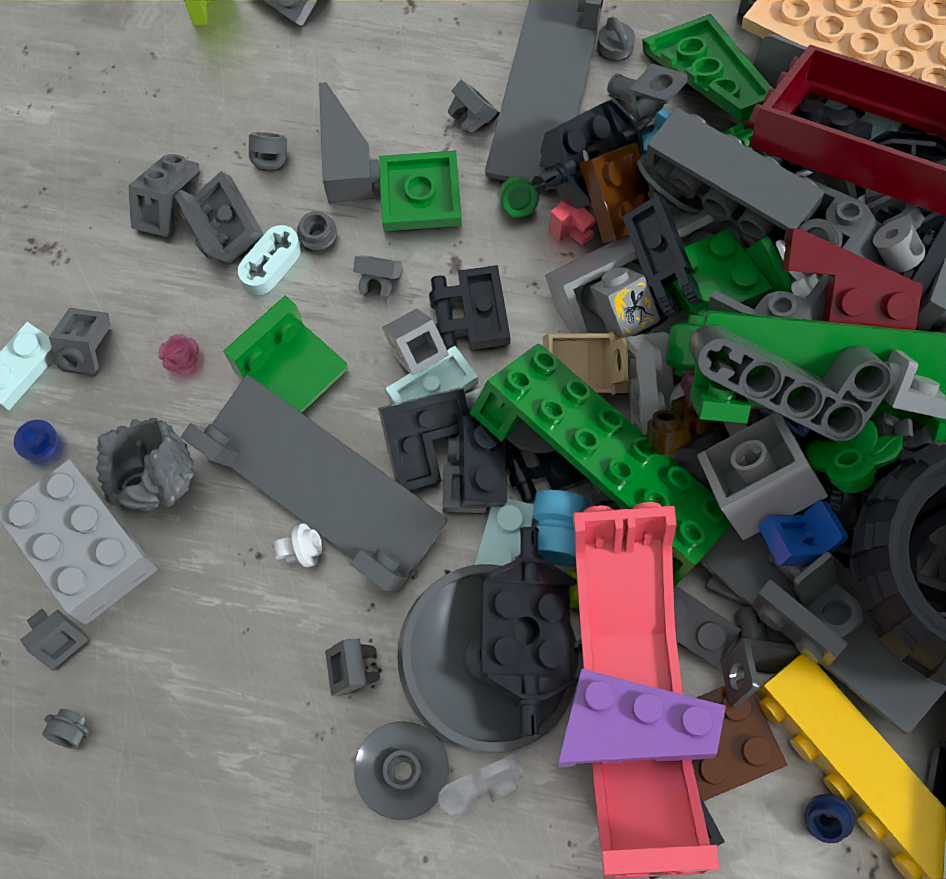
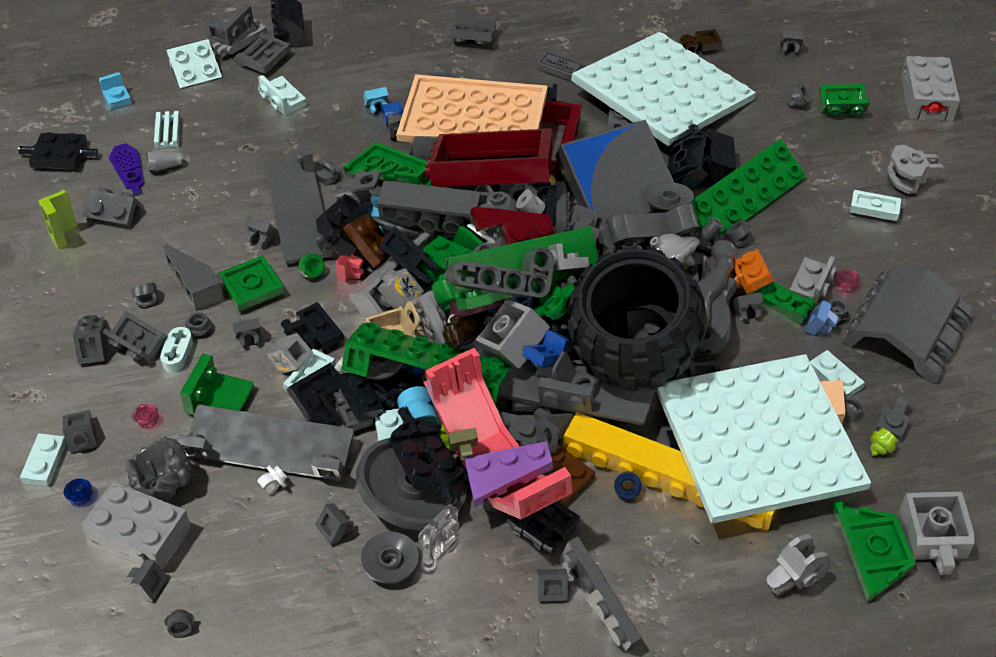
camera: 30 degrees left, 20 degrees down
(592, 640) = (463, 441): none -> olive tile

